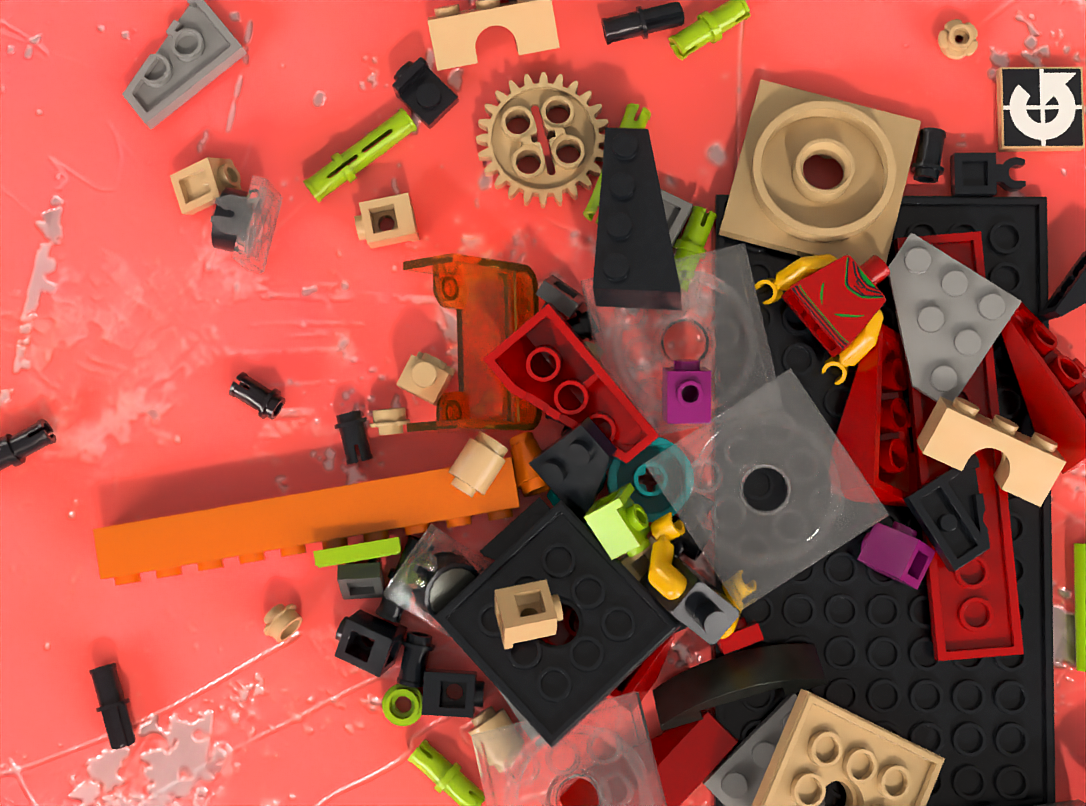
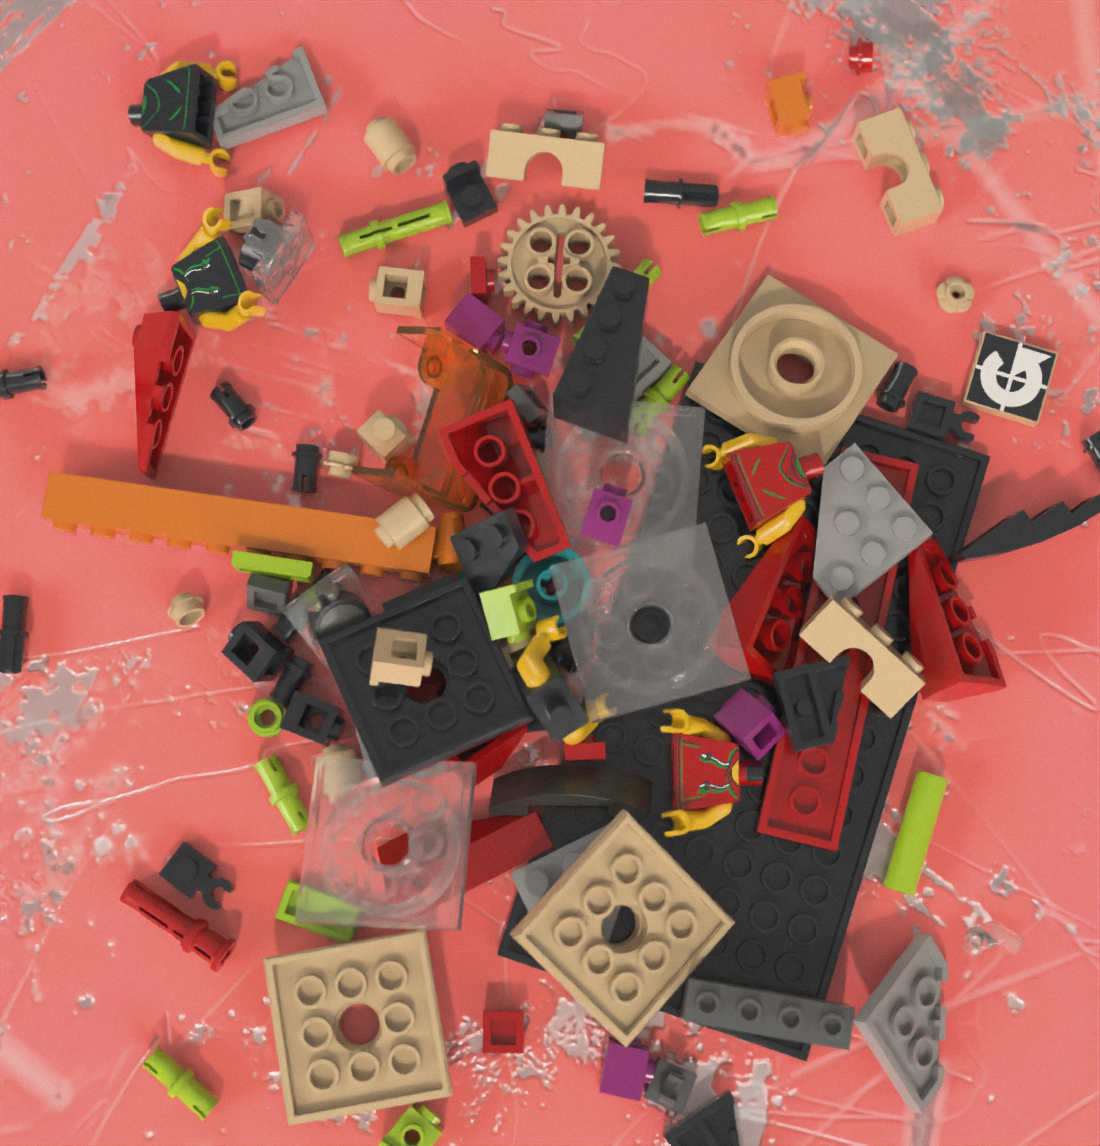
camera: 15 degrees right, 5 degrees down
(94, 102) = (181, 111): none -> black torso
(167, 379) = (160, 365): none -> red wedge
(188, 273) = (211, 280): none -> torso
(324, 67) = (390, 145): none -> tan brick
(469, 181) = (481, 278): none -> red plate
(479, 232) = (476, 324): none -> magenta brick
(559, 244) = (536, 335): none -> magenta brick
(866, 621) = (704, 773): none -> torso

